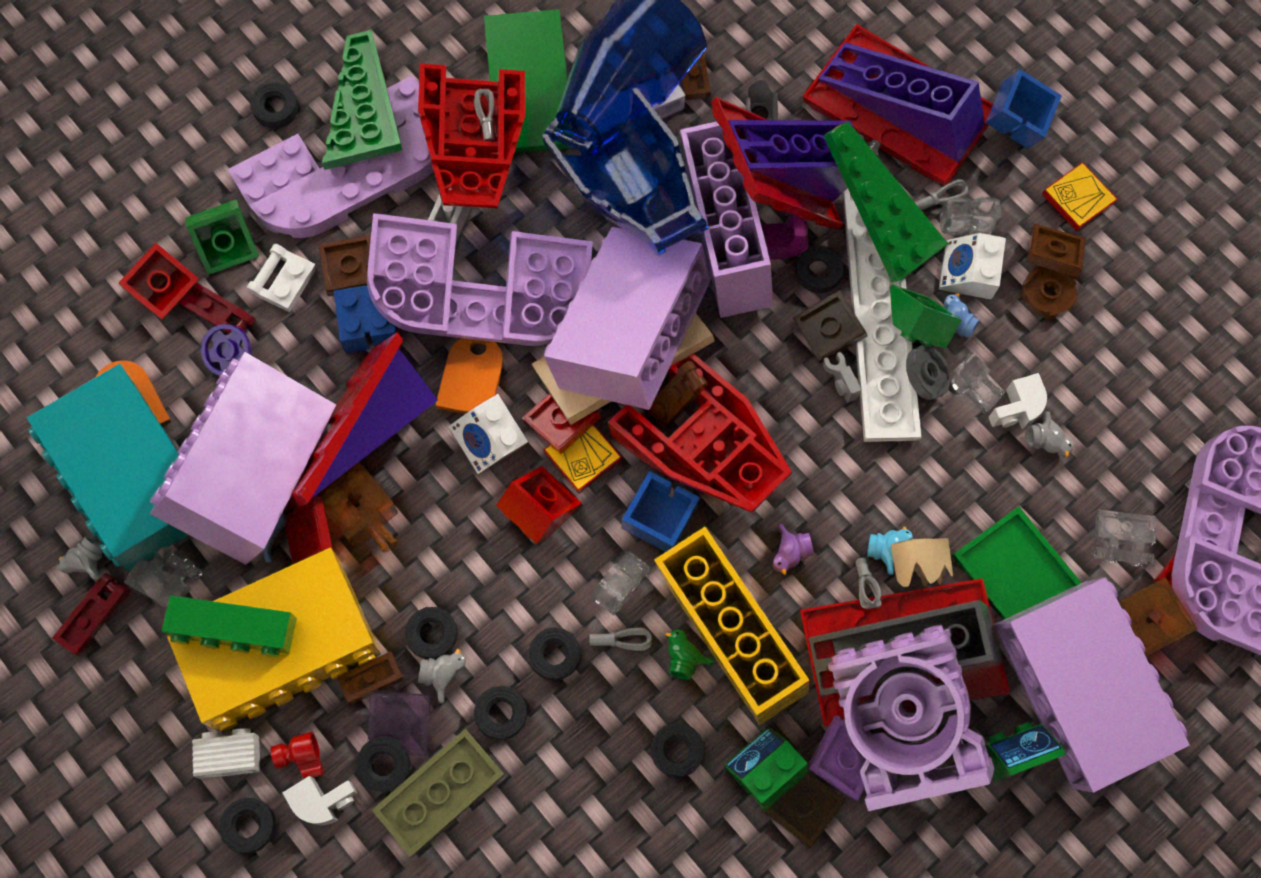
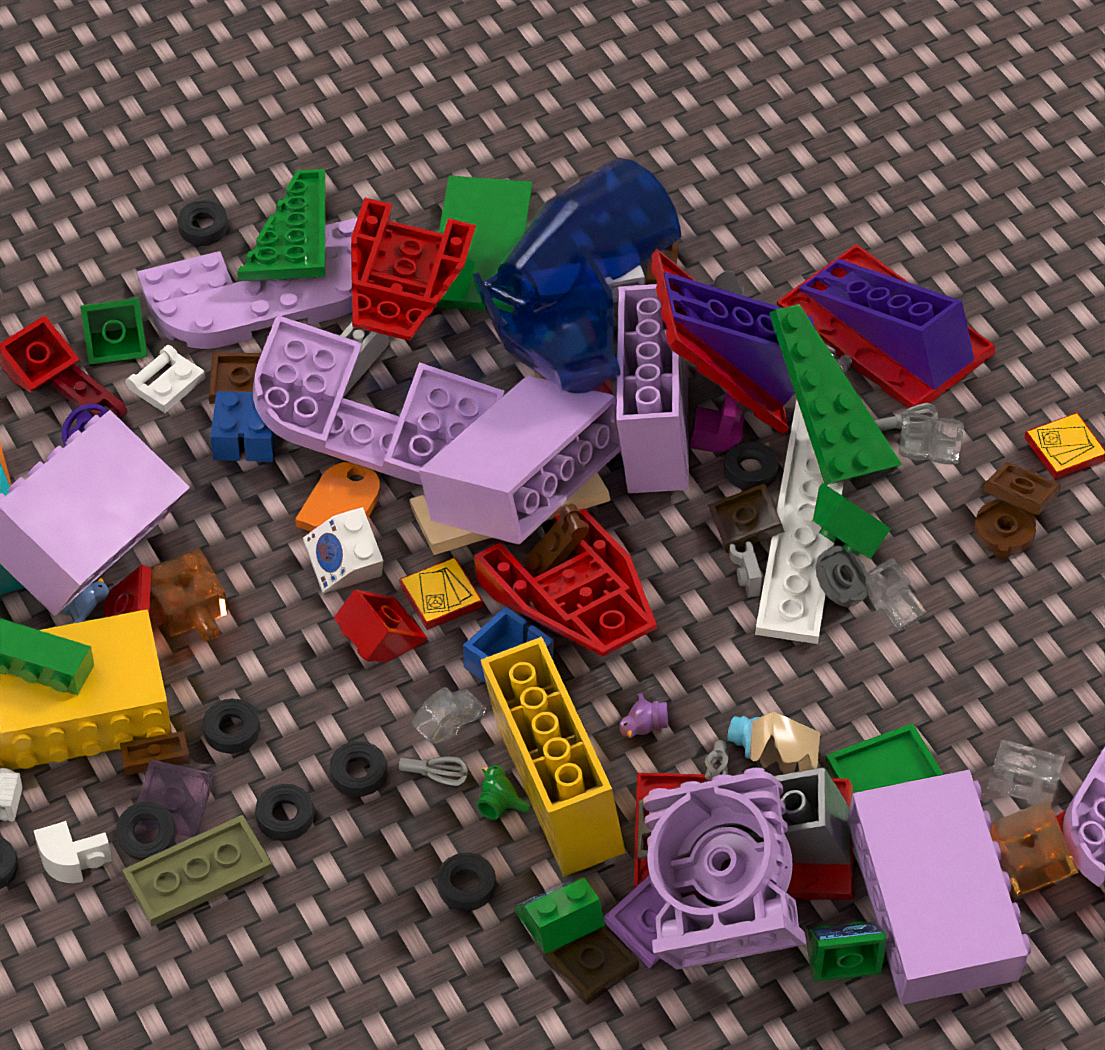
camera: 15 degrees right, 20 degrees down
(302, 751) = (63, 803): red piece -> none
(378, 403) = (227, 500): piece -> none
(441, 671) = (231, 760): light grey animal -> none
(485, 122) = (422, 266): light grey piece -> none
(553, 427) = (417, 560): red tile -> none
(959, 309) = (899, 539): medium blue animal -> none
(973, 265) = (924, 488): white slope -> none
(1023, 109) = (1018, 346): blue piece -> none
(1027, 403) = (944, 629): white brick -> none
(1048, 436) = (964, 663): light grey animal -> none

